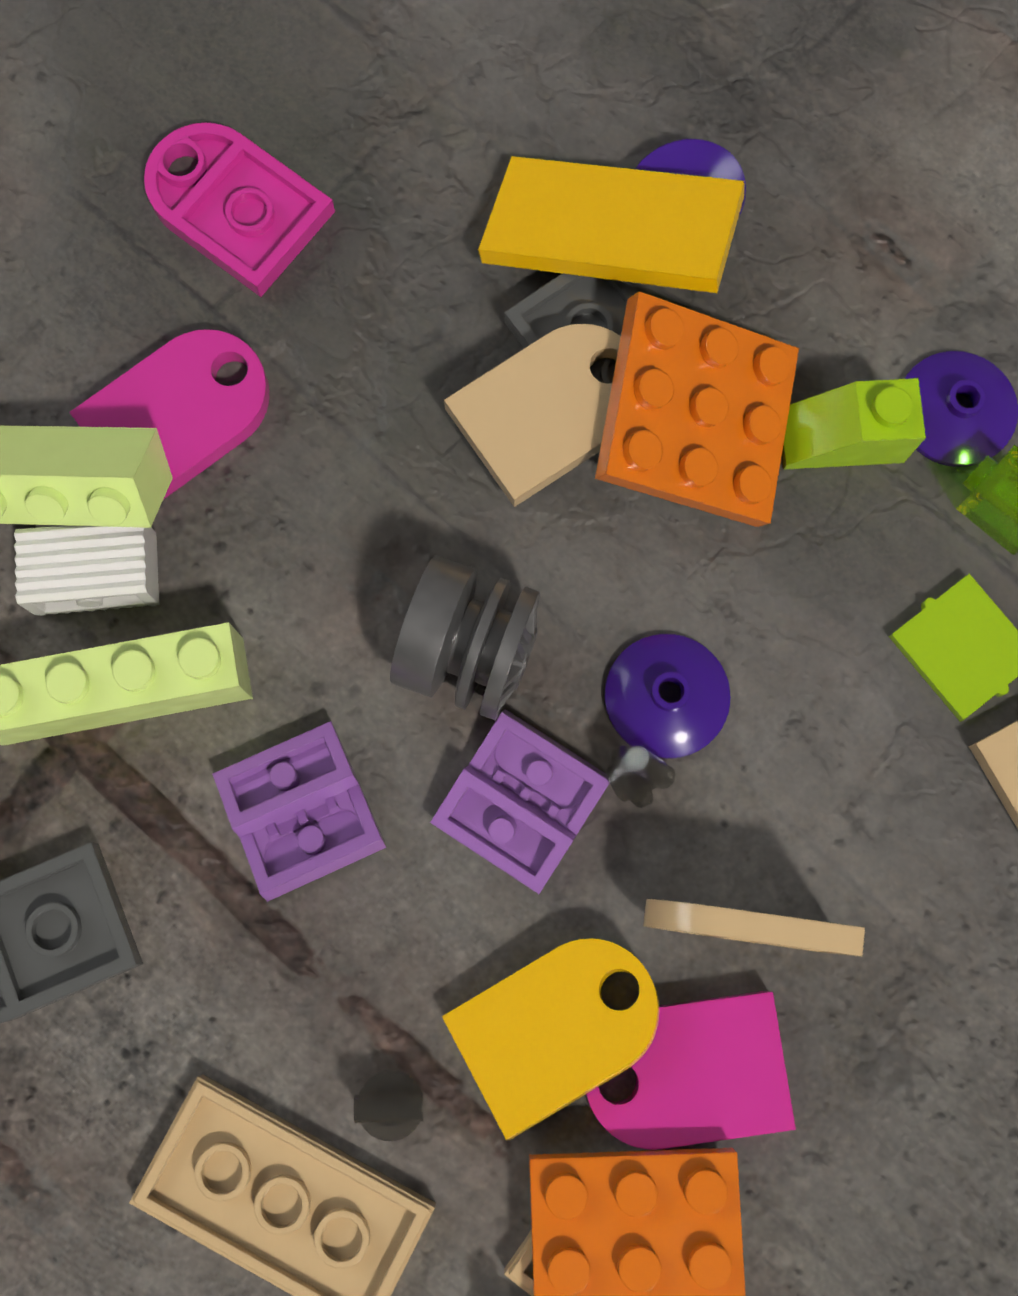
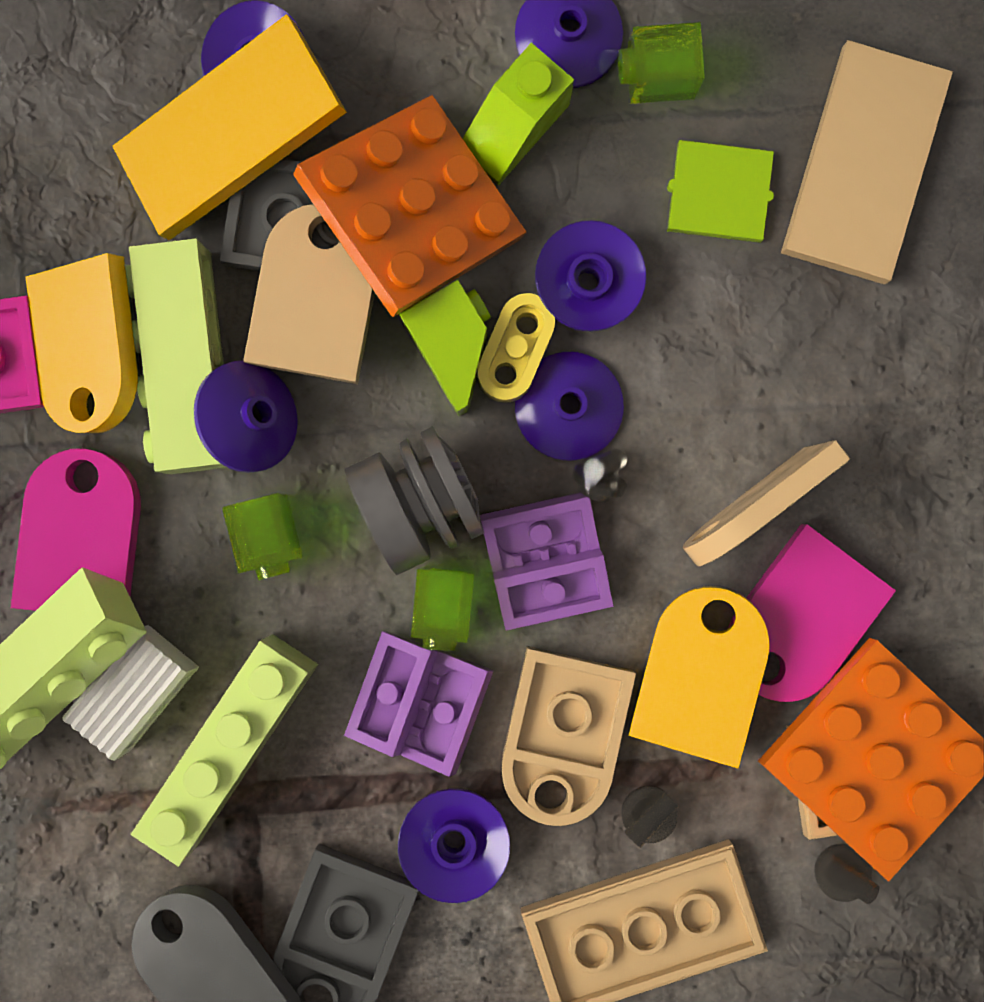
camera: 45 degrees left, 10 degrees up
(170, 961) = (449, 872): none -> dark purple dish
(318, 549) = (263, 535): none -> clear neon green brick
(338, 273) = (84, 342): none -> yellow tile
(379, 442) = (227, 422): none -> dark purple dish
(393, 959) = (565, 731): none -> tan tile
(397, 355) = (177, 346): none -> yellowish green brick
(399, 749) = (442, 607): none -> clear neon green brick
(624, 546) = (451, 339): none -> lime slope
(667, 604) = (515, 349): none -> light yellow plate
(808, 586) = (596, 250): none -> dark purple dish

